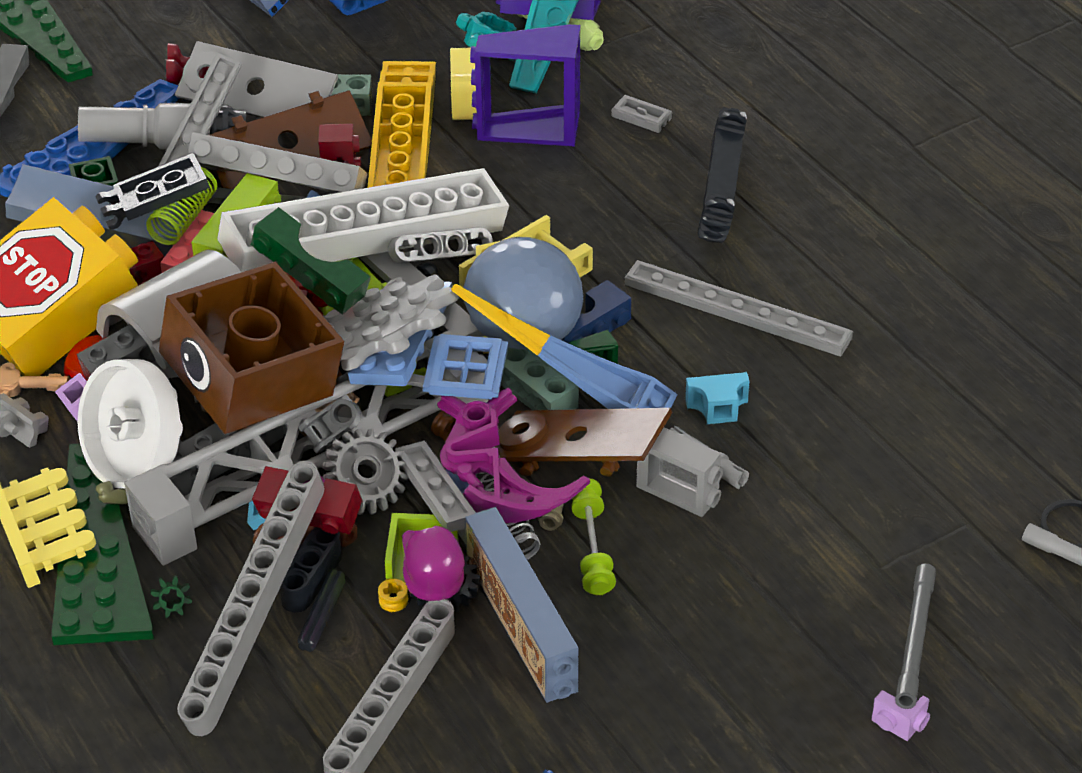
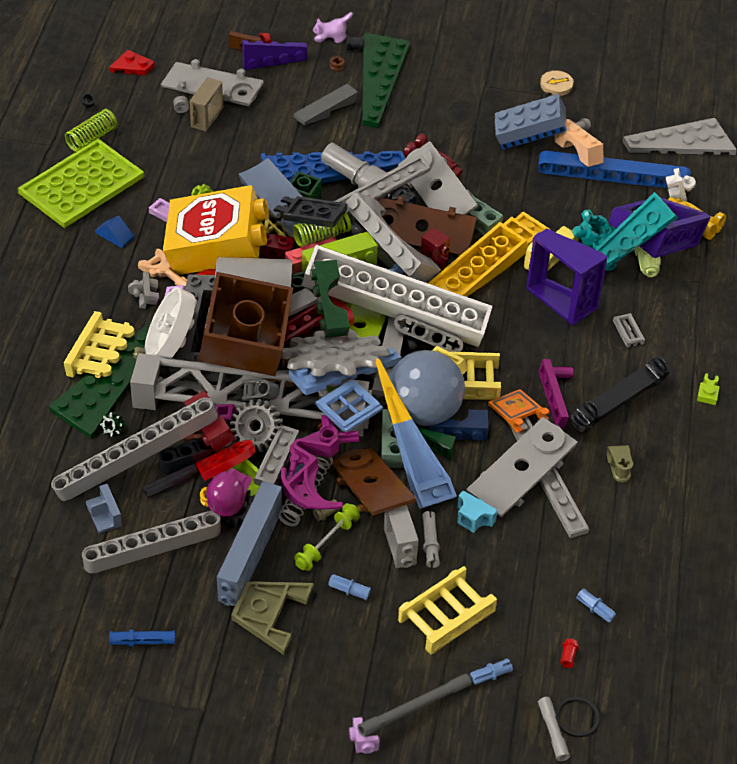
camera: 40 degrees right, 5 degrees up
(281, 702) = (104, 511): none -> sand blue panel
(373, 533) = (225, 458): none -> red tile
(615, 672) = (261, 605): none -> olive wing
(631, 261) = (515, 407): none -> orange flag
(649, 222) = (552, 391): none -> magenta piece
(683, 570) = (349, 587): none -> medium blue axle
(713, 344) = (504, 485): none -> light grey piece
(794, 122) = (708, 390): none -> lime plate
(799, 242) = (620, 462): none -> olive piece
(843, 529) = (451, 628): none -> light yellow fence
(941, 542) = (491, 671): none -> medium blue axle
(956, 400) = (595, 605): none -> medium blue axle
(992, 468) = (570, 648): none -> red pin

